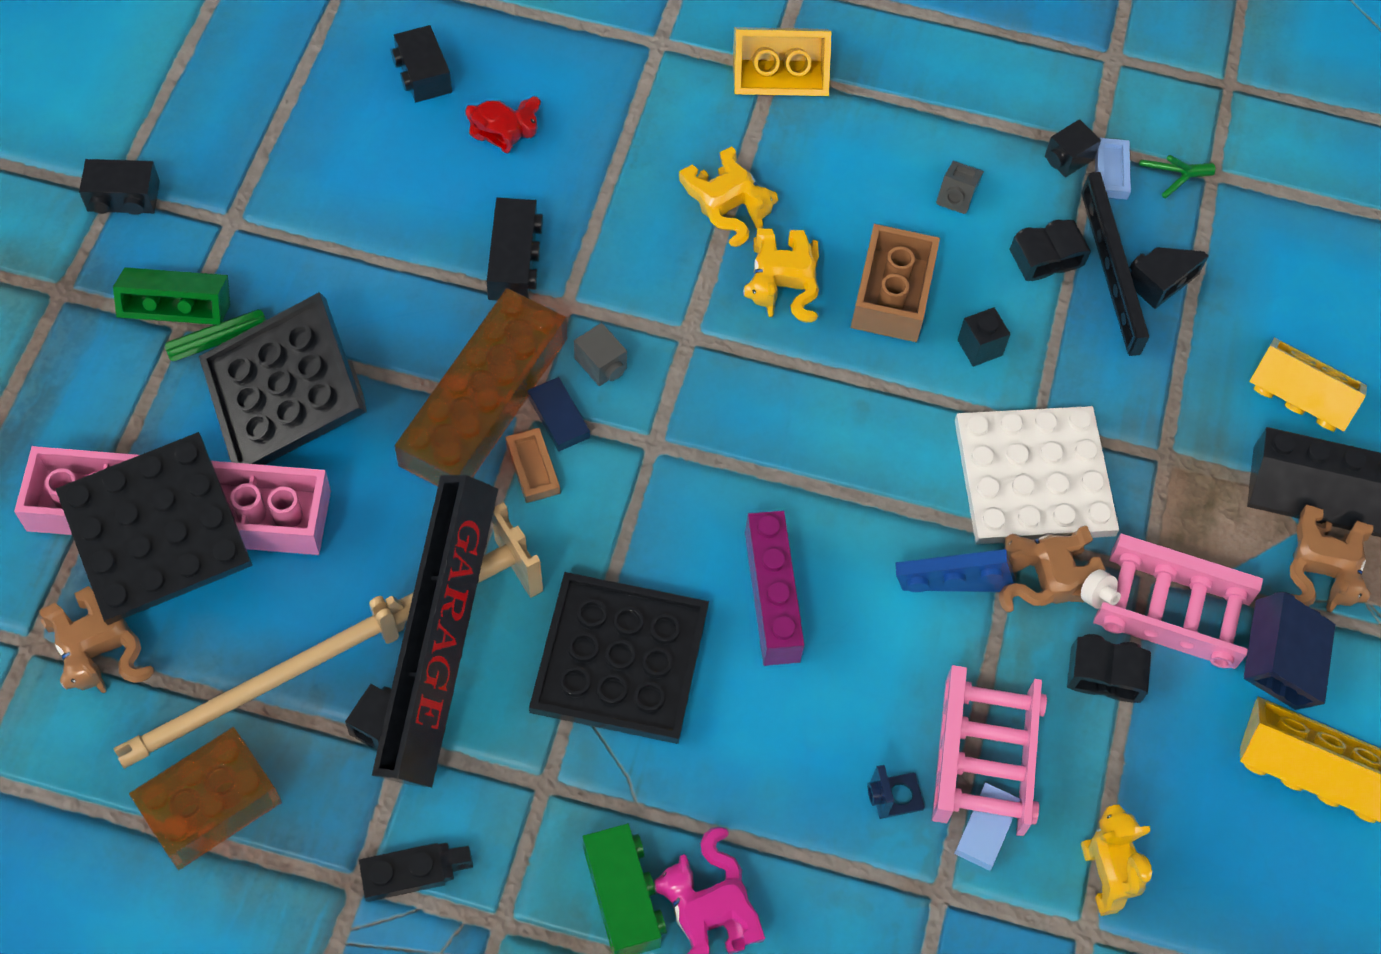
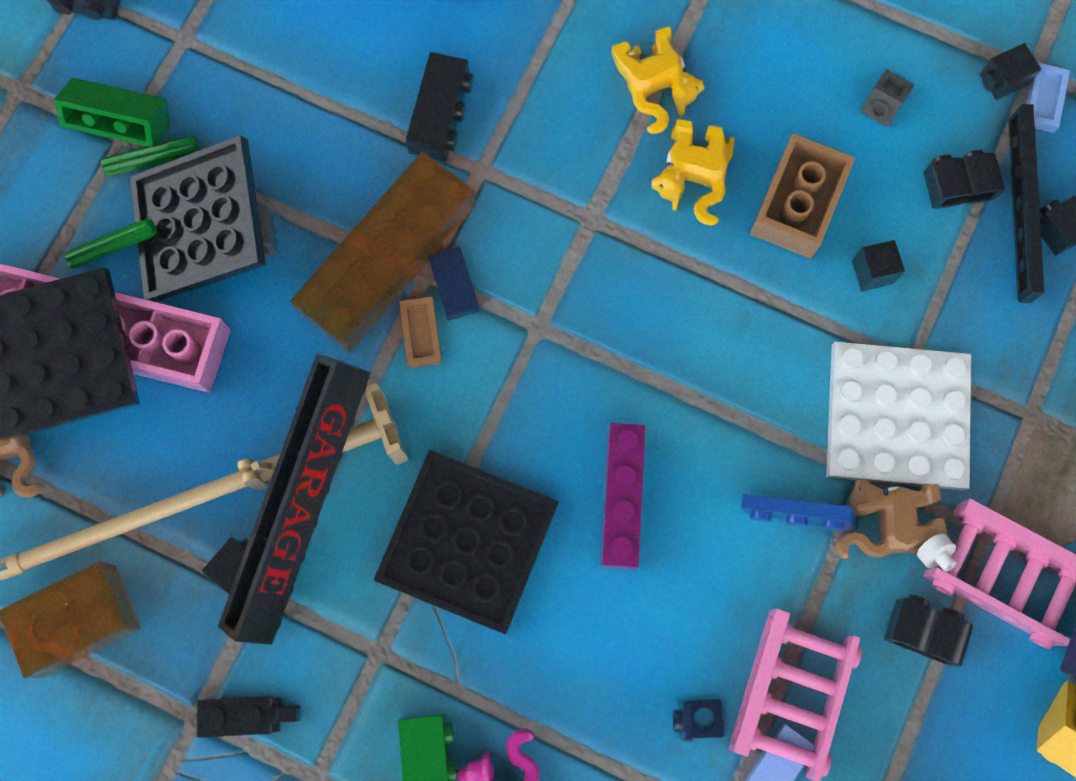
camera: 15 degrees right, 15 degrees up
(190, 420) = (110, 243): none -> green axle
(600, 354) = (503, 230): dark grey brick -> none

